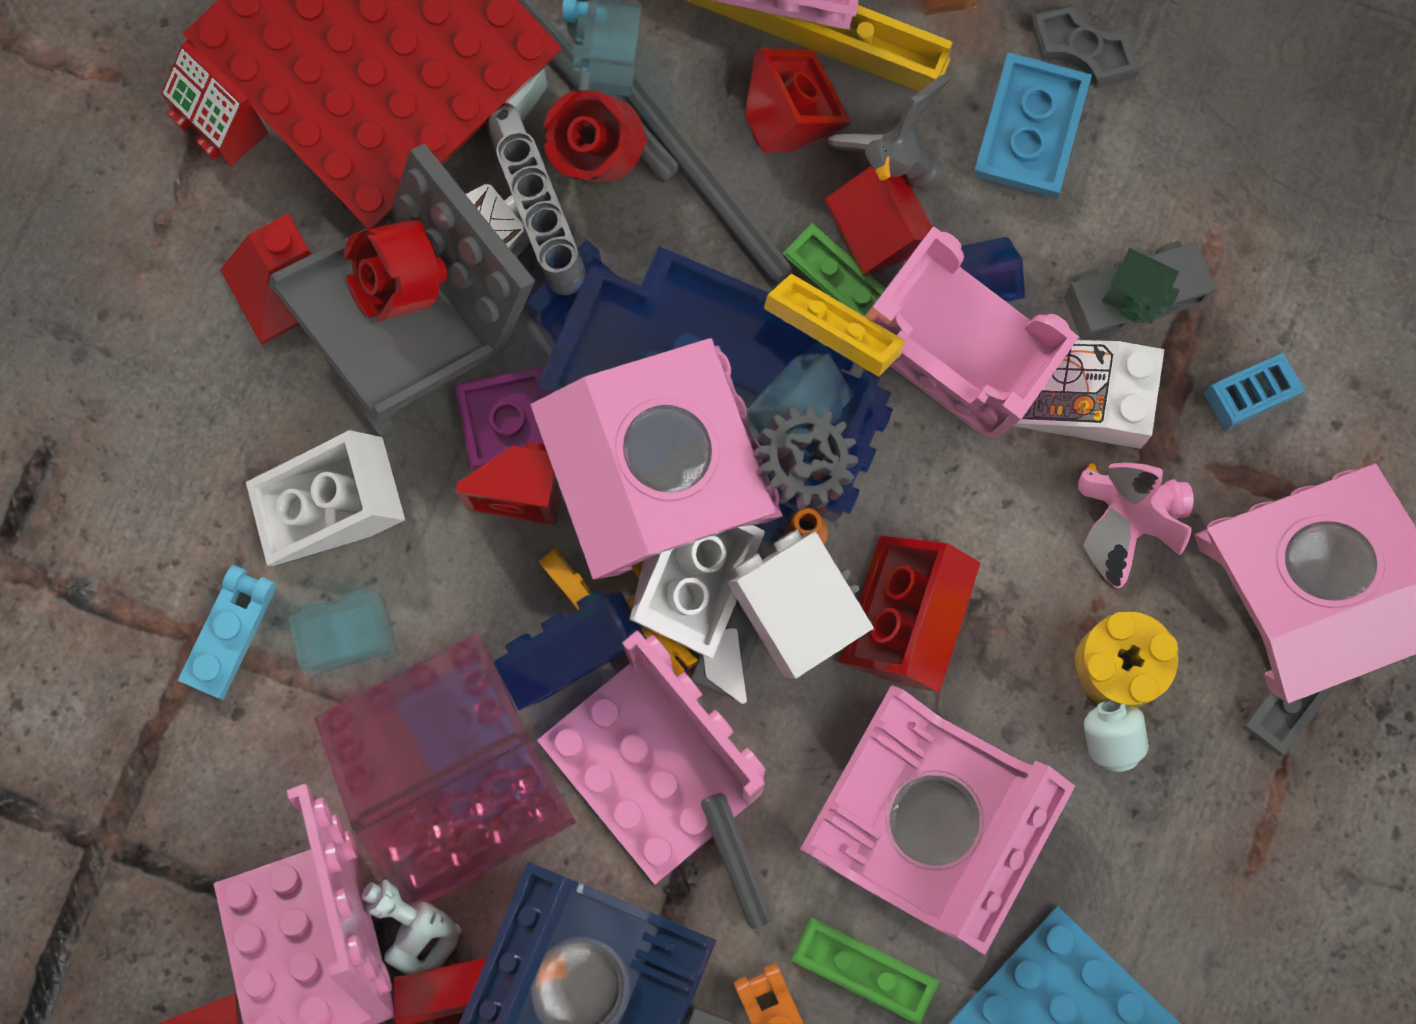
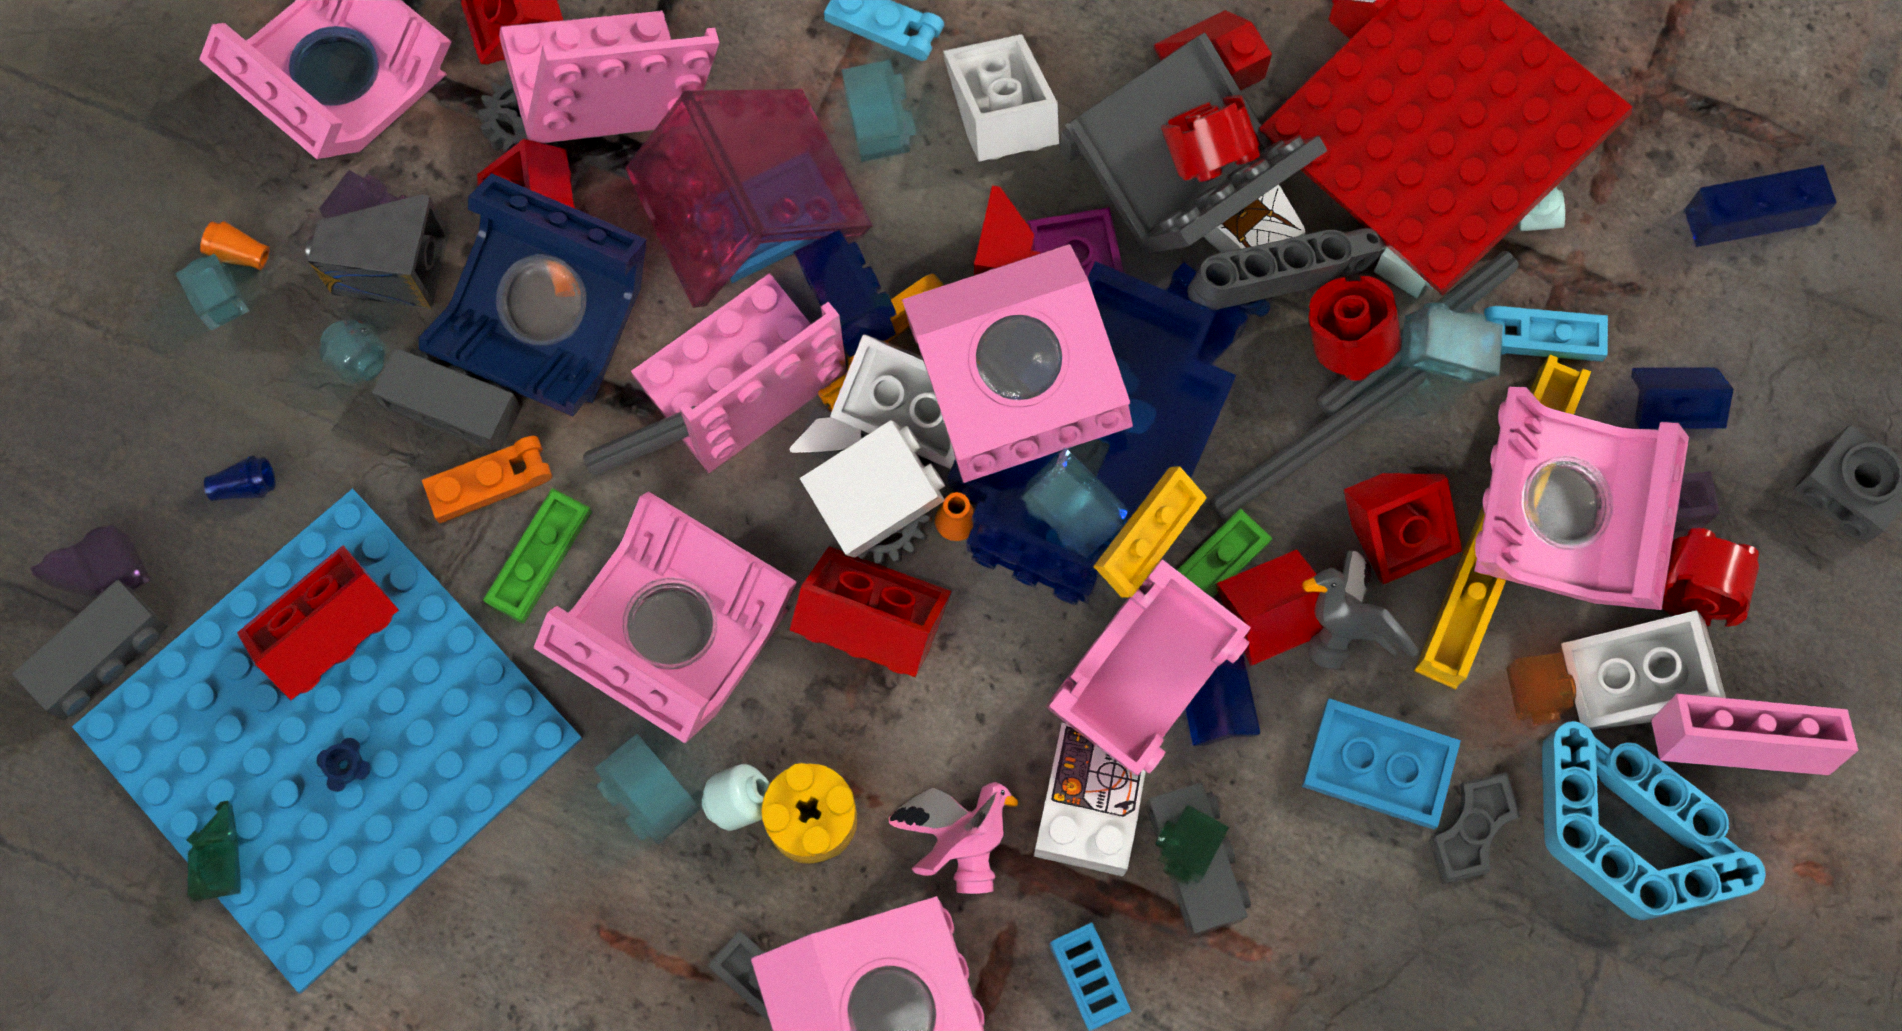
camera: 90 degrees right, 5 degrees down
(417, 929) = (609, 171): light aqua piece -> none
(789, 451) = (991, 478): dark grey gear -> none
(1113, 831) = (646, 790): none -> clear light blue brick

